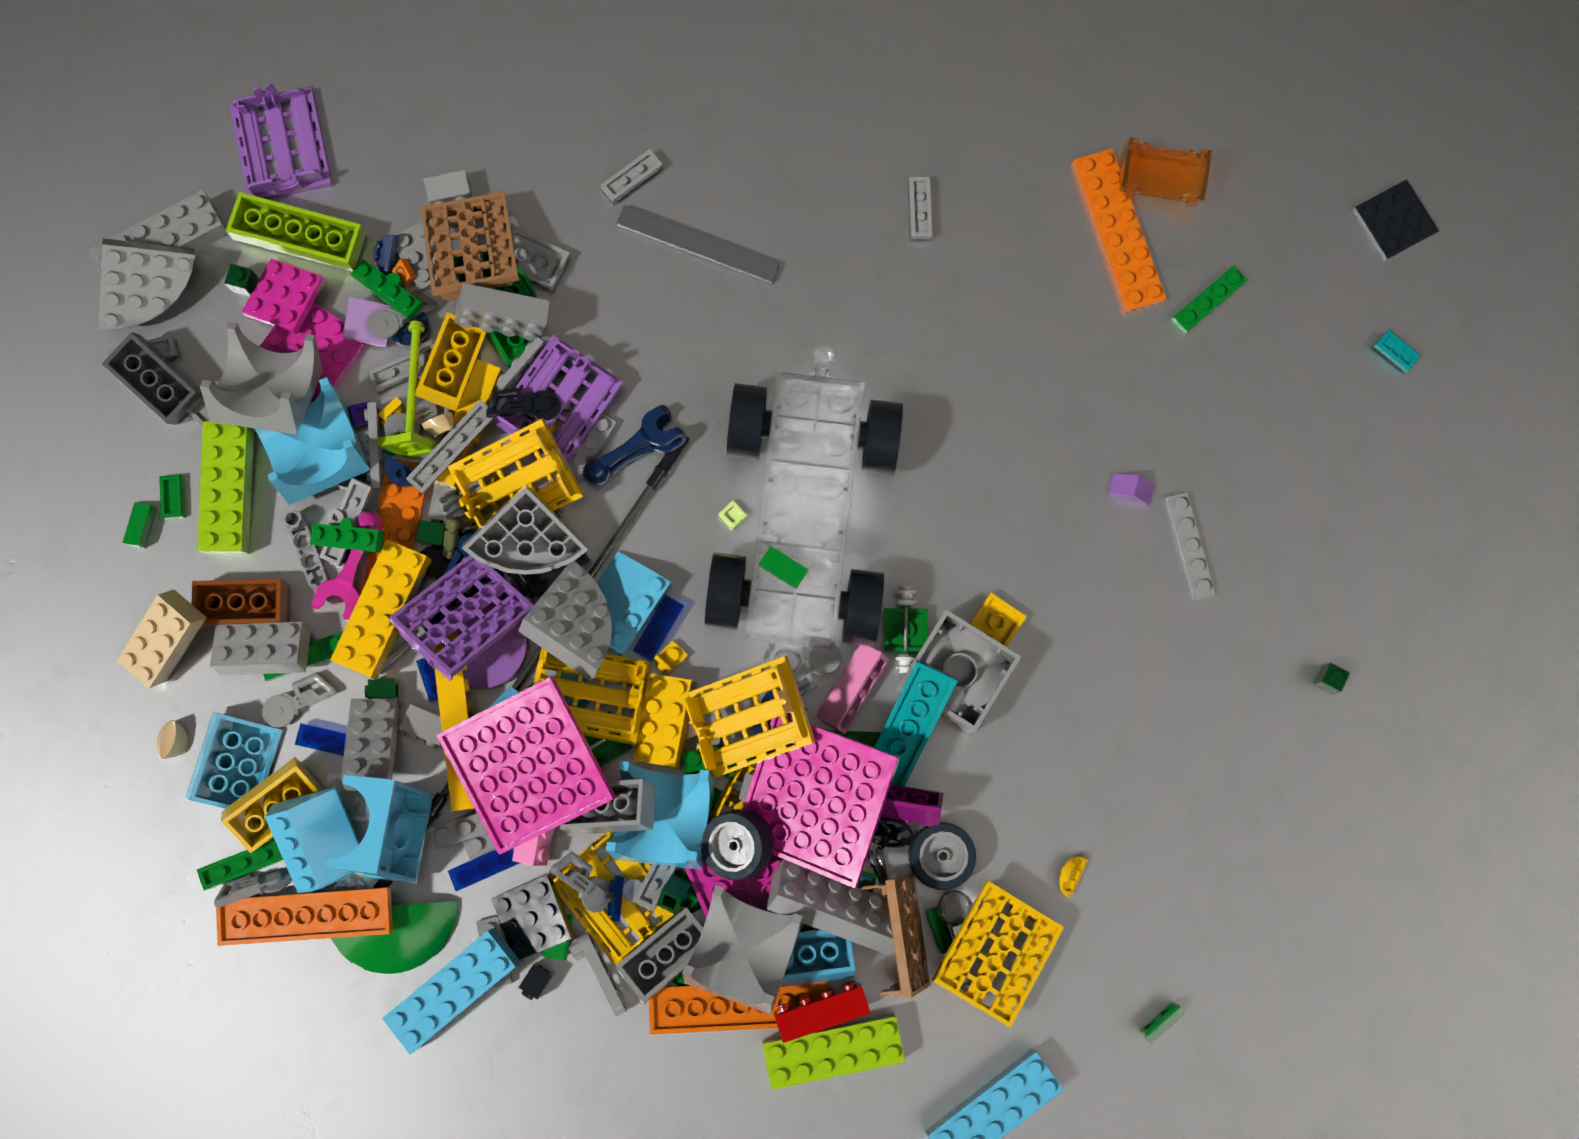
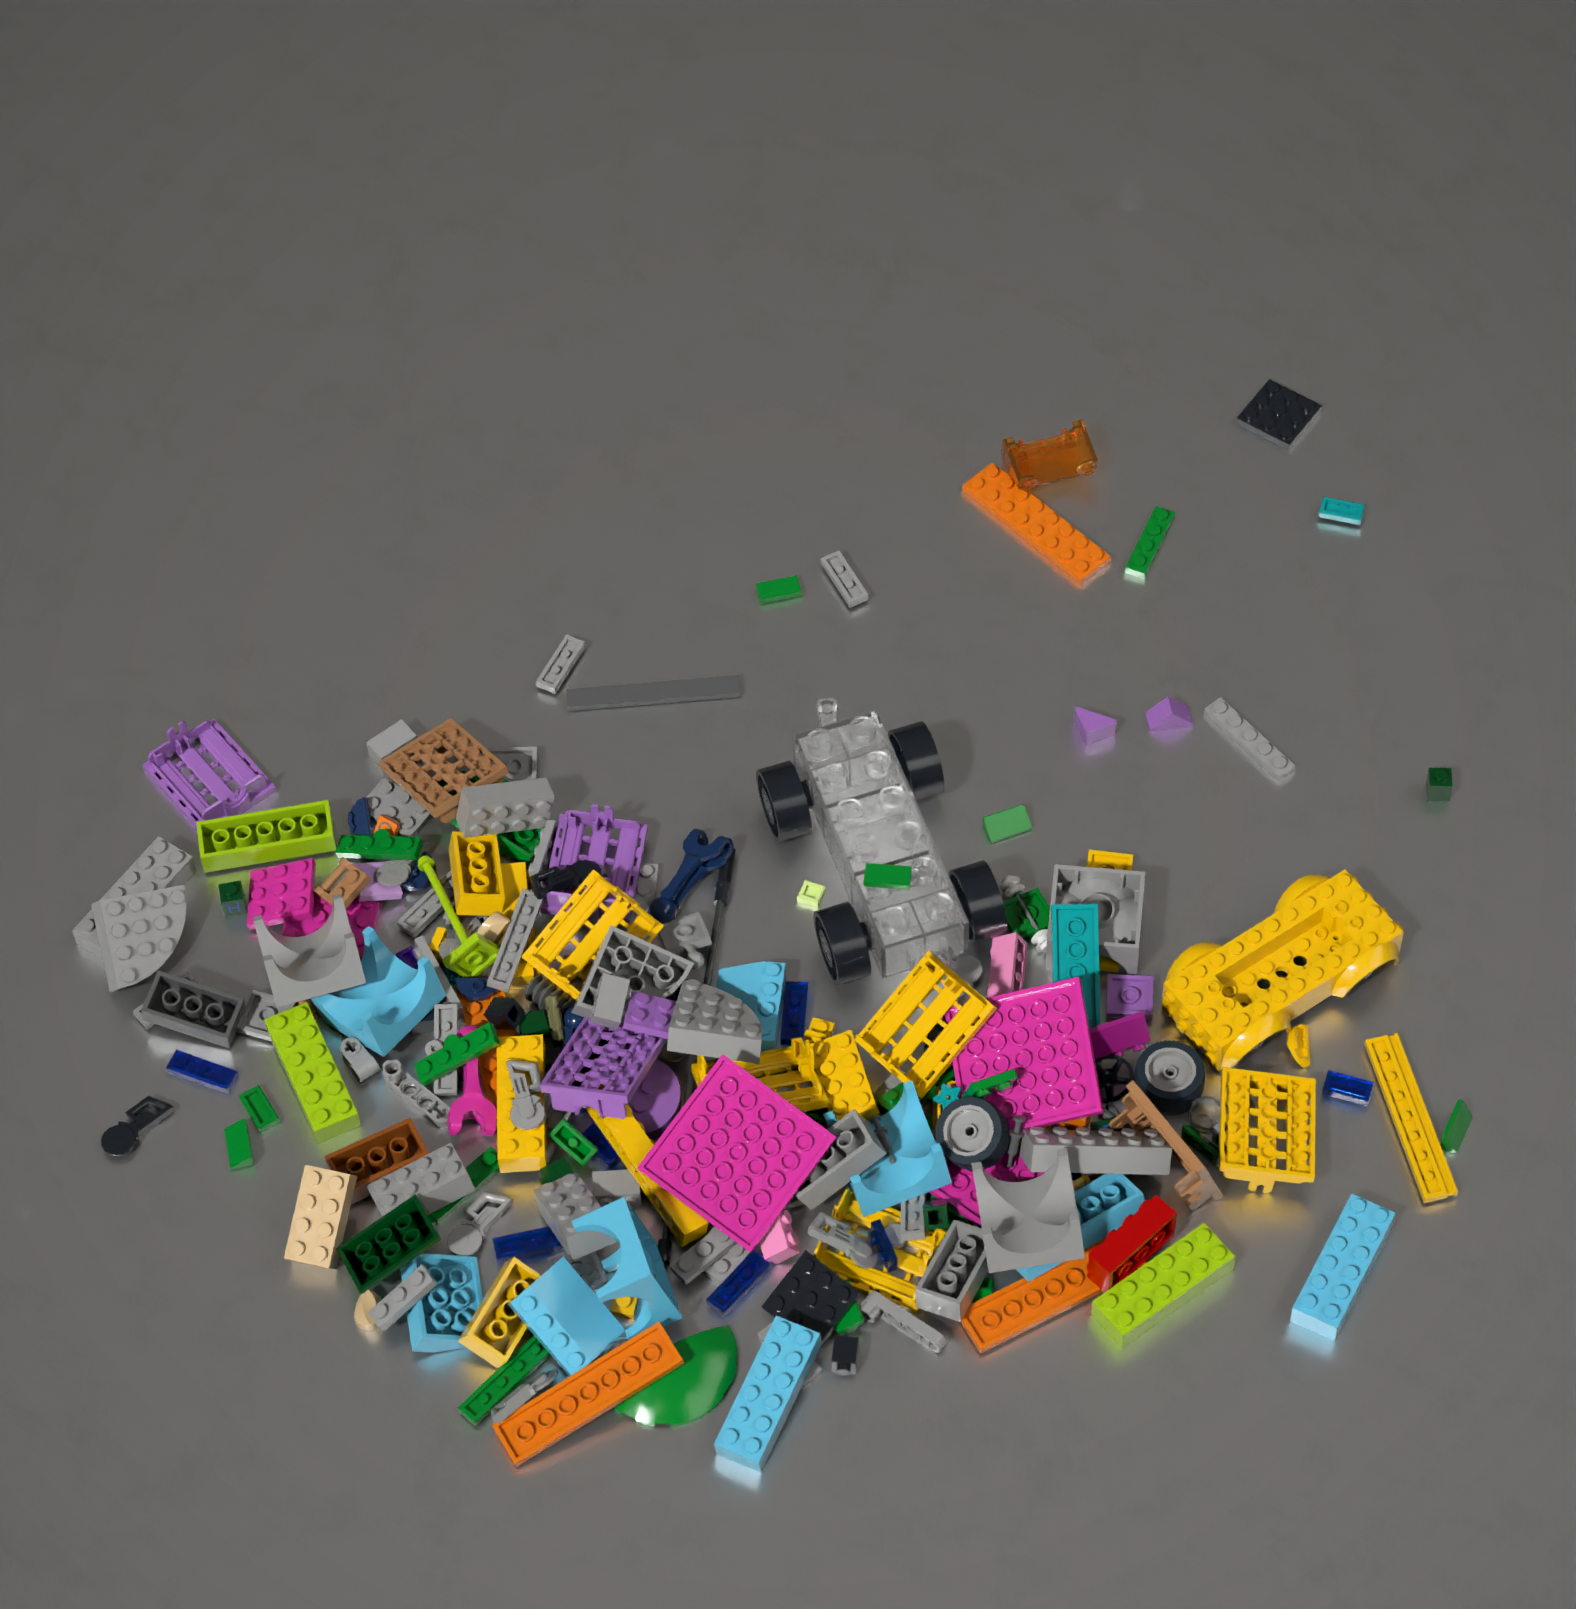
camera: 15 degrees left, 25 degrees down
(43, 470) = (122, 1137): none -> black piece
(141, 437) = (202, 1071): none -> clear blue plate
(190, 753) = (402, 1298): none -> light grey plate
(203, 698) = (389, 1243): none -> dark green slope
(270, 498) = (358, 1059): none -> light grey piece
(337, 321) = (348, 886): none -> medium nougat plate
(374, 629) = (526, 1109): none -> light grey piece
(406, 668) = (573, 1142): none -> green slope
(408, 514) = (504, 1013): none -> black brick
(491, 560) = (610, 1001): none -> light grey brick
(520, 587) = (649, 1014): none -> medium lavender plate
(601, 508) = (686, 935): none -> light grey plate
(664, 801) = (881, 1133): none -> dark grey piece
(742, 795) = (945, 1092): none -> teal plate
(772, 812) = (989, 1085): none -> green wing
(774, 863) = (1015, 1137): none -> dark grey piece
(858, 190) = (778, 589): none -> green tile
(934, 529) = (1007, 823): none -> green slope
(951, 755) = (1129, 995): none -> medium lavender plate
(1059, 468) = (1094, 726): none -> medium lavender slope
(1090, 938) = (1347, 1088): none -> clear blue plate
(1128, 994) = (1410, 1118): none -> yellow plate
(1160, 808) = (1319, 917): none -> yellow piece

